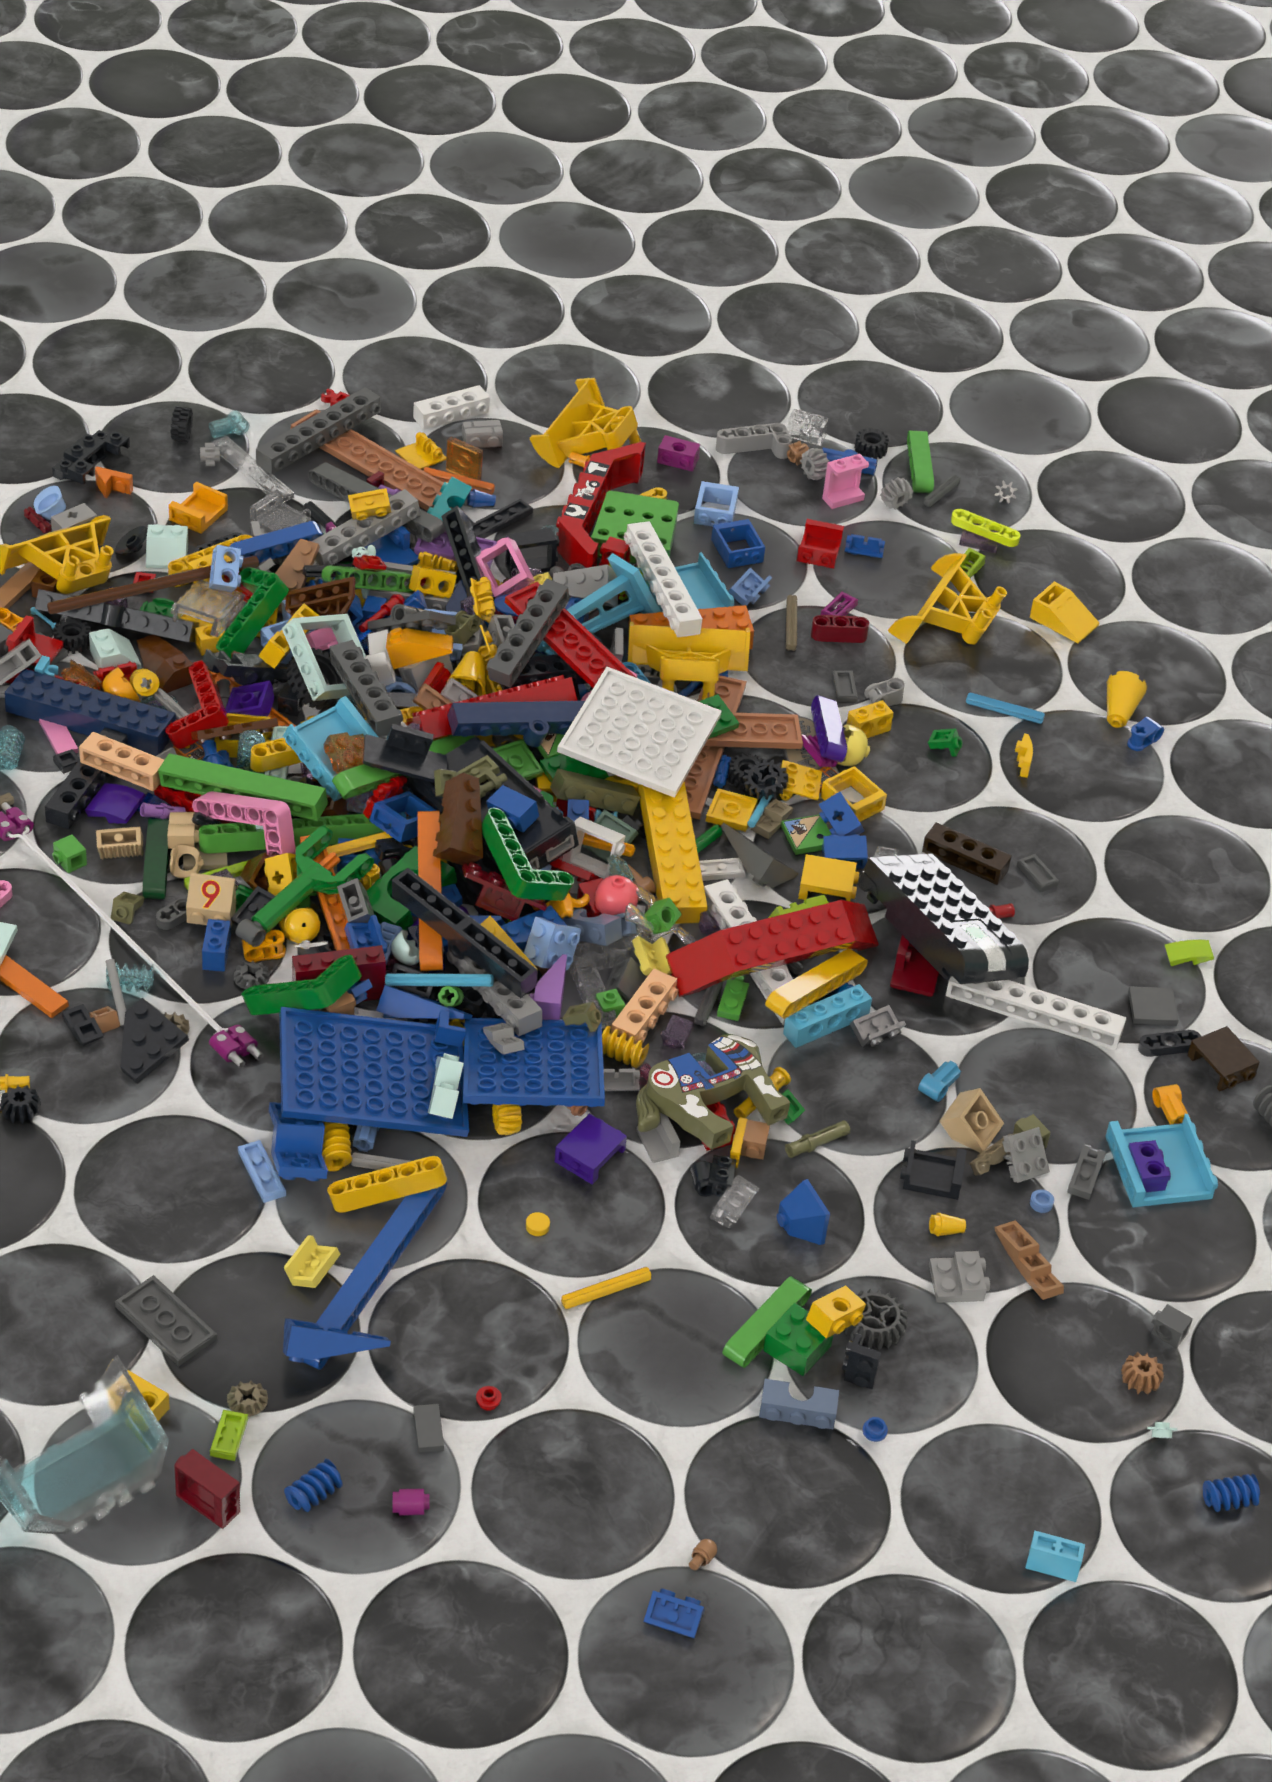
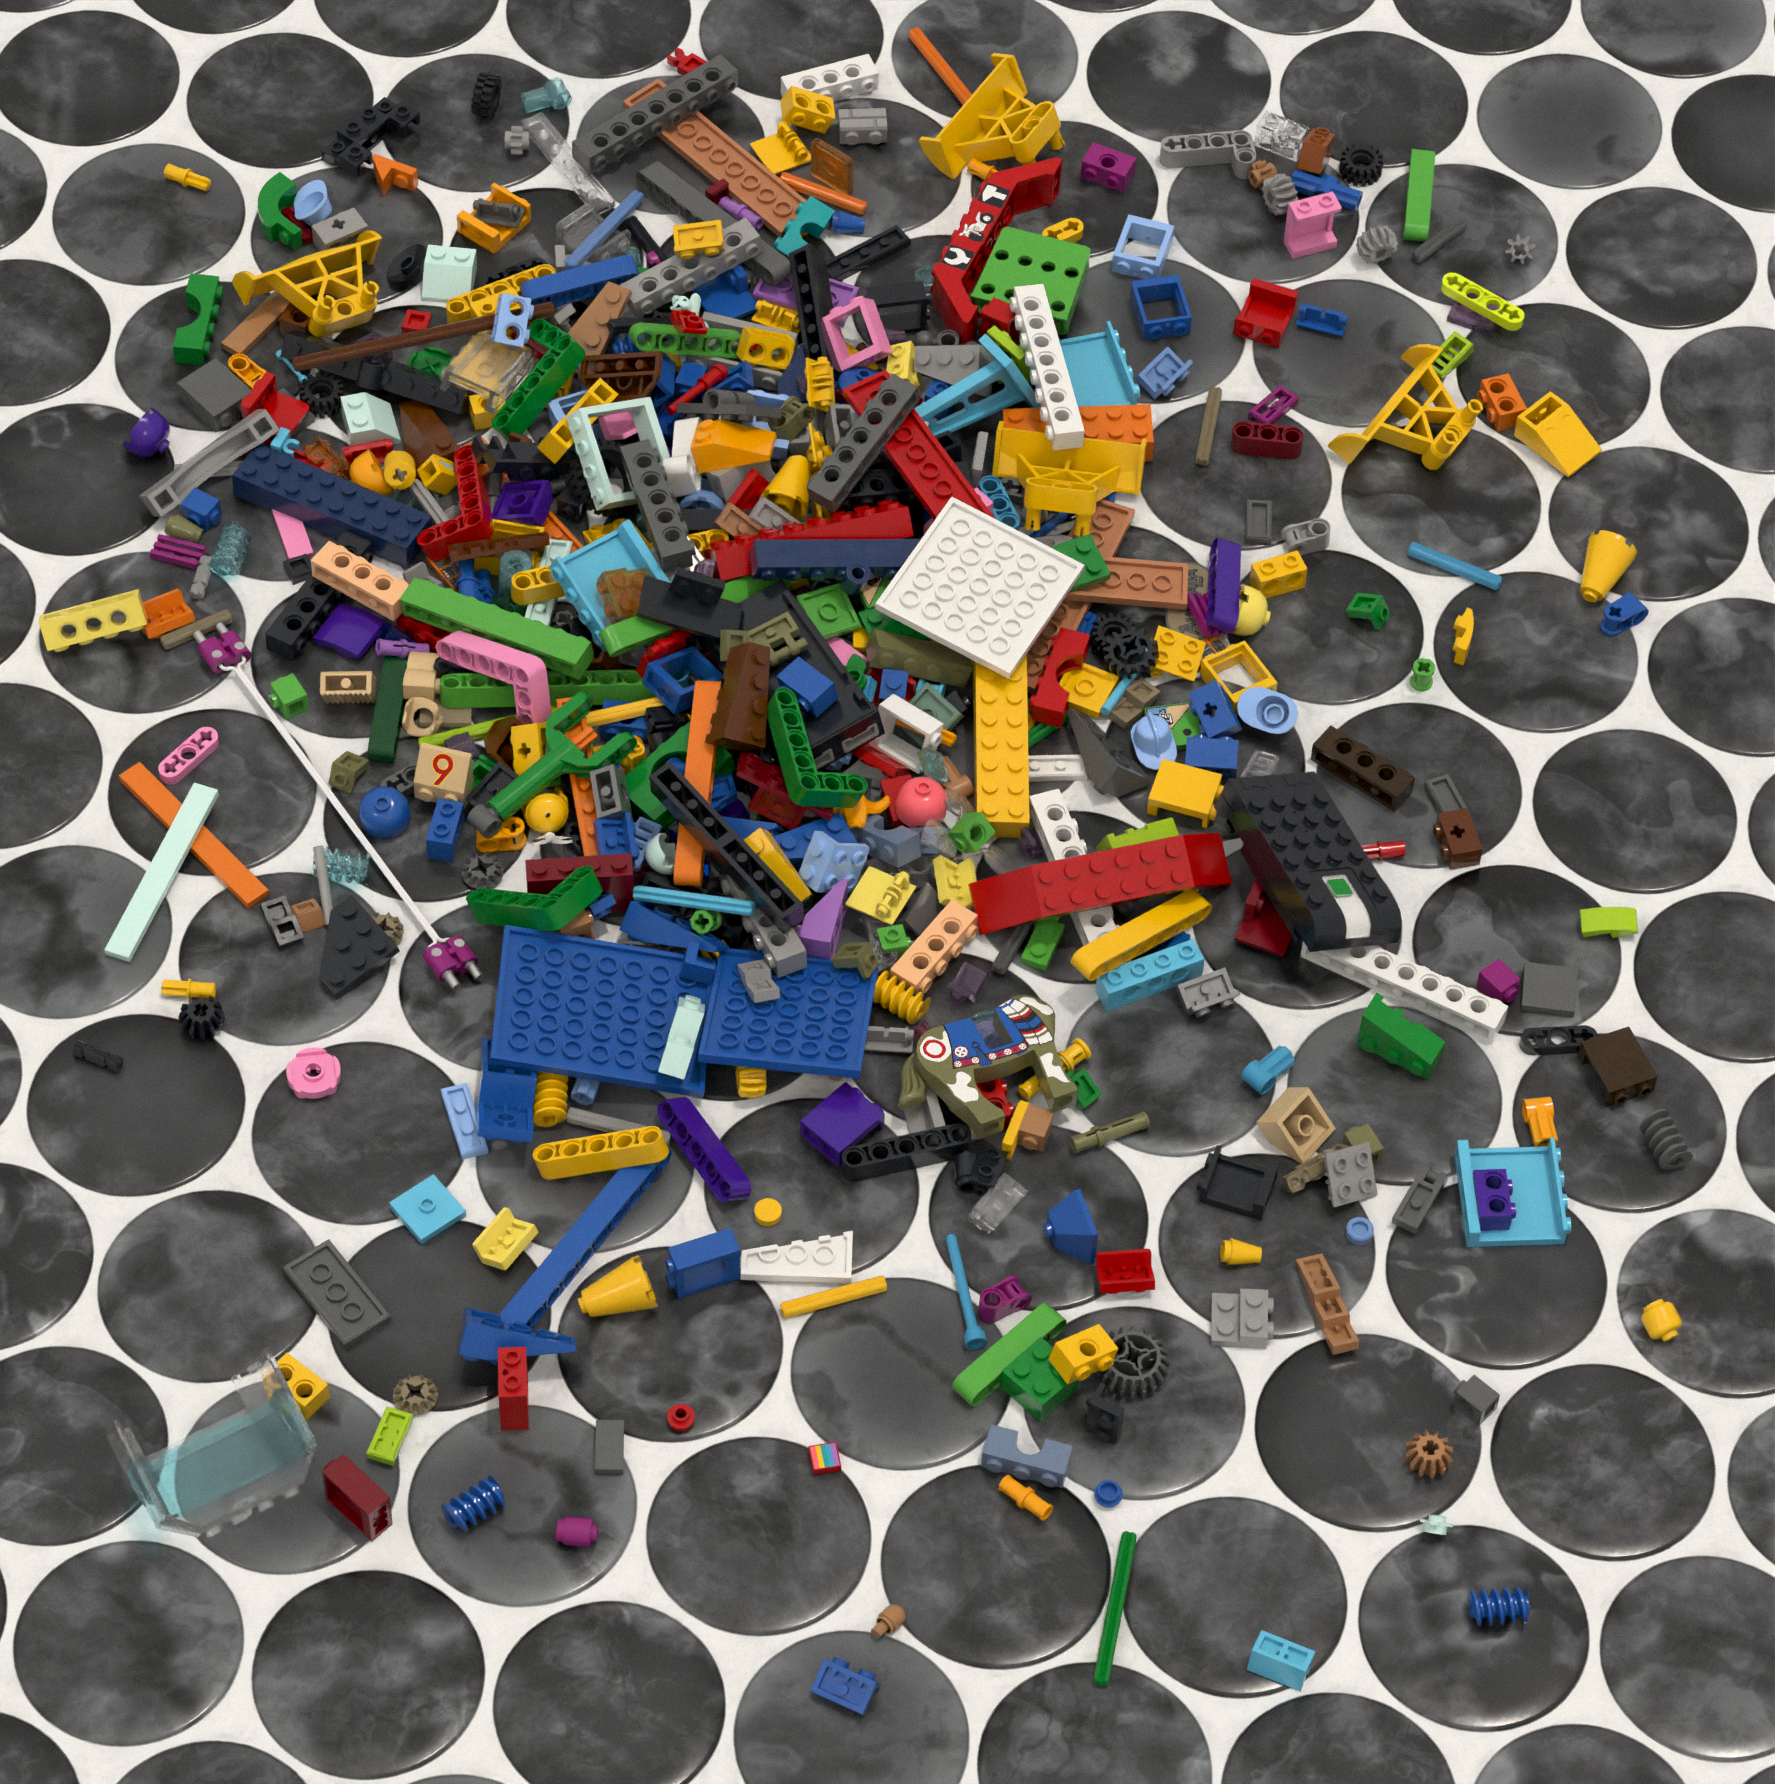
camera: 10 degrees right, 10 degrees up
(17, 518) = (273, 197): none -> green arch
(124, 1153) = (313, 1087): none -> bright pink plate
(162, 935) = (384, 812): none -> blue cylinder
(177, 685) = (438, 474): none -> yellow brick
(206, 503) = (498, 214): none -> dark grey hinge
(238, 1244) = (427, 1209): none -> medium azure plate
(299, 500) = (599, 235): none -> medium blue axle
(337, 1383) = (513, 1388): none -> red window
(419, 1296) = (619, 1291): none -> yellow cone
(438, 423) = (807, 109): none -> yellow brick
(476, 1177) = (704, 1149): none -> dark purple beam
(501, 1250) = (703, 1263): none -> blue window
(534, 393) = (939, 65): none -> orange axle
(581, 1260) = (811, 1261): none -> white wing
(595, 967) = (881, 894): none -> light yellow hinge
(621, 1421) = (824, 1458): none -> tile
(648, 1166) = (896, 1161): none -> black beam
(708, 815) = (1067, 654): none -> red arch
(734, 1309) = (974, 1335): none -> dark azure piece
(753, 1278) = (1005, 1296): none -> magenta piece
(794, 843) = (1153, 741): none -> light blue piece
(804, 1438) = (1025, 1497): none -> light orange pin
(837, 433) = (1316, 150): none -> dark orange brick
(853, 1246) = (1124, 1271): none -> red bracket
(883, 814) = (1267, 710): none -> light blue piece
(900, 1527) = (1114, 1609): none -> green axle
(999, 784) = (1422, 677): none -> bright green bush
(1019, 594) = (1501, 401): none -> orange brick
(1042, 1049) = (1398, 1039): none -> green wedge
(1054, 899) = (1457, 839): none -> reddish brown brick
(1113, 1000) = (1498, 982): none -> magenta brick

